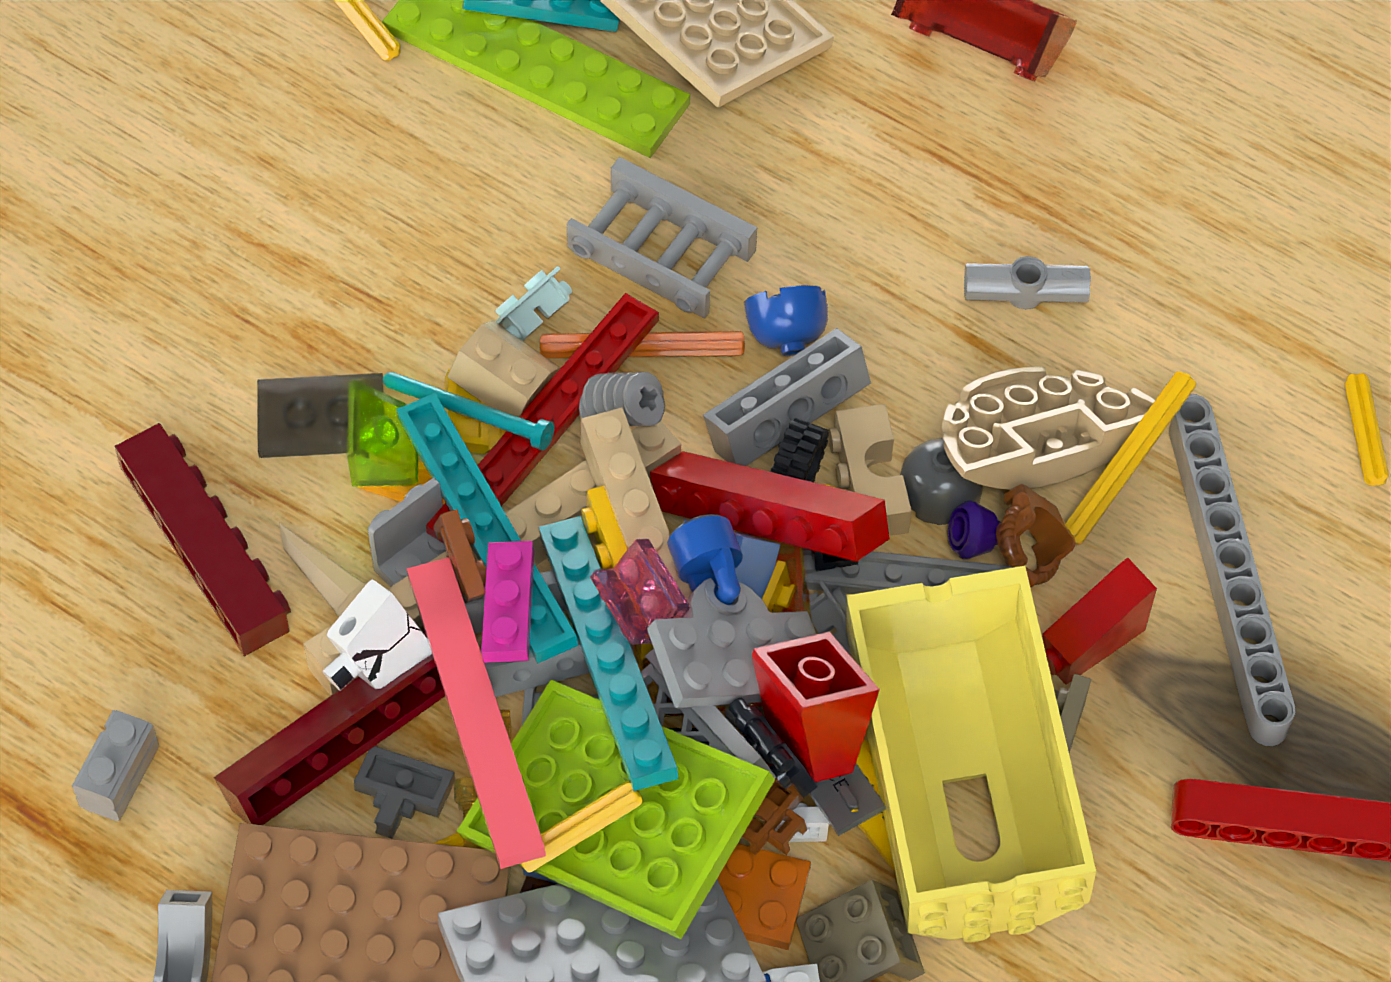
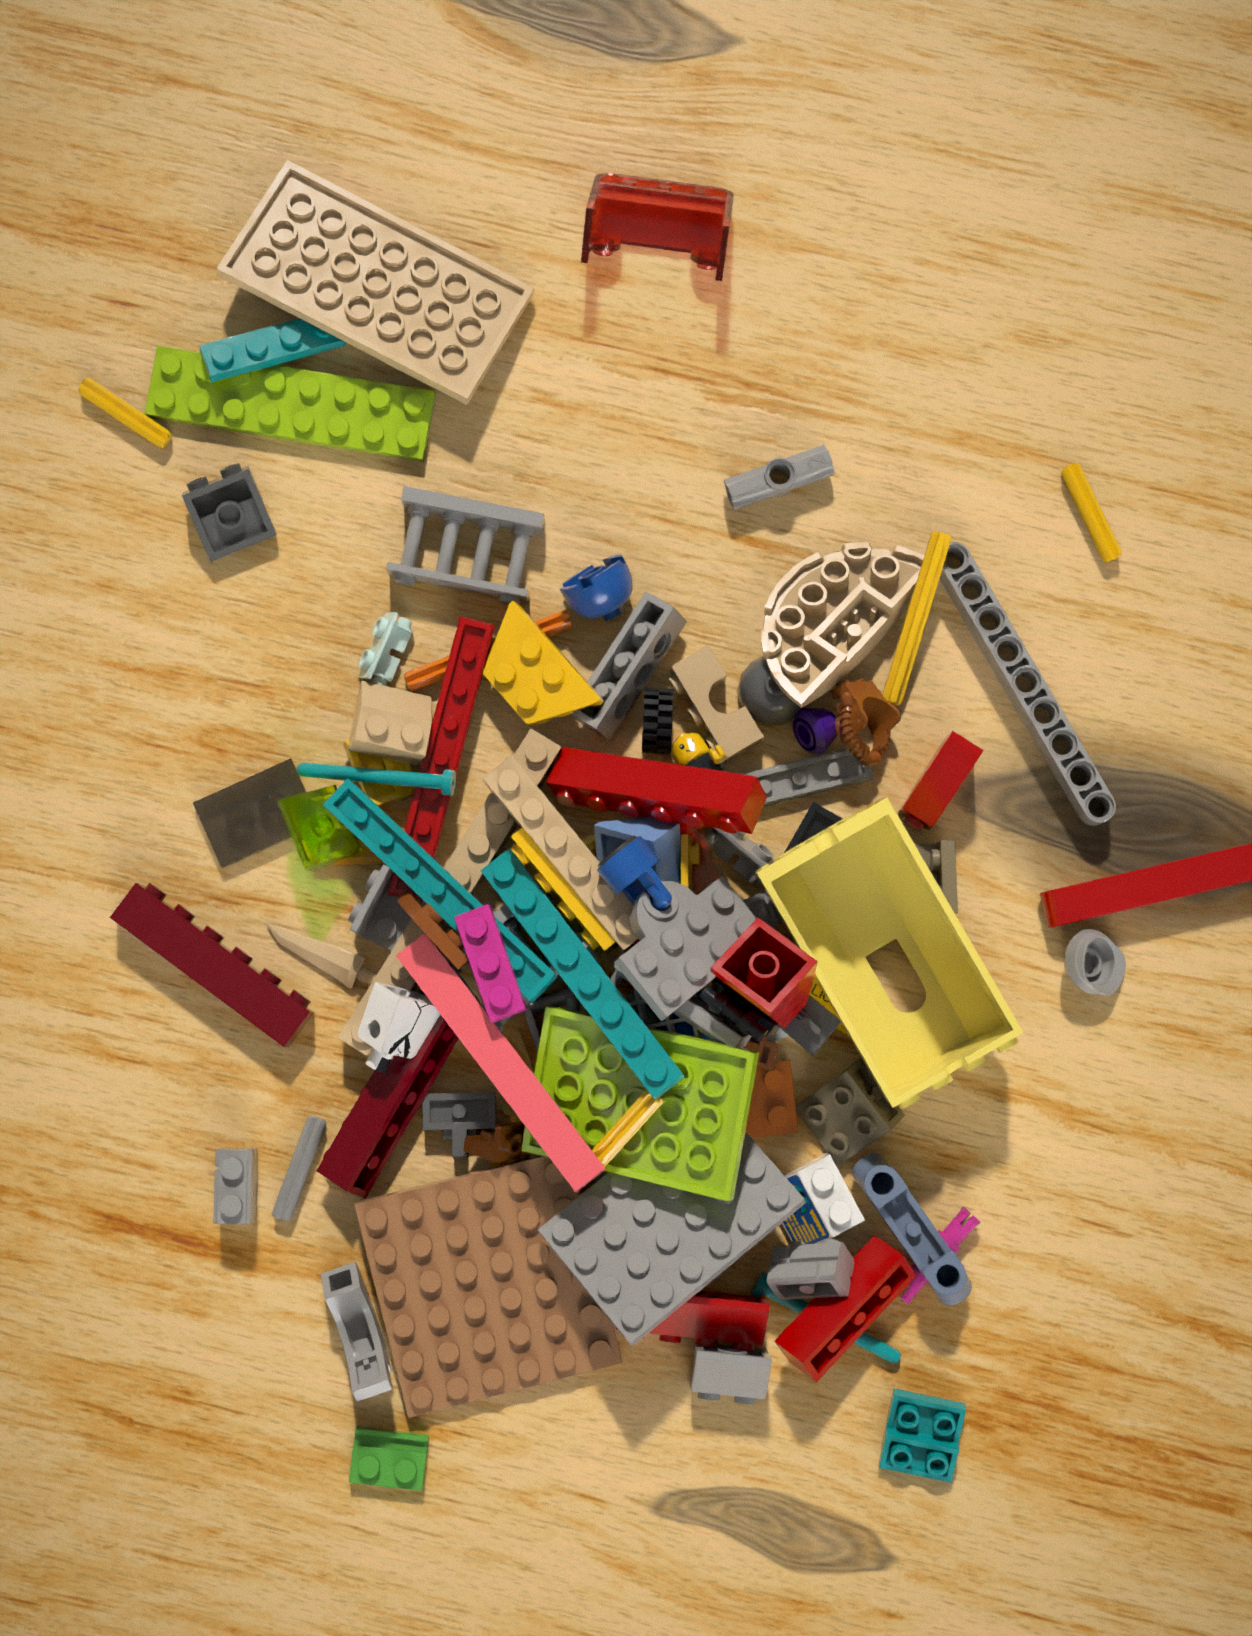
camera: 20 degrees left, 25 degrees up
(195, 779) = (299, 1168): none -> light grey axle
(425, 128) = (228, 511): none -> dark grey plate
(435, 820) = (497, 1144): none -> reddish brown bracket
(636, 392) = (501, 727): light grey piece -> none
(640, 591) = (593, 924): clear pink bracket -> none
(686, 364) = (535, 672): none -> yellow wing
(1214, 879) = (1094, 963): none -> light grey hat

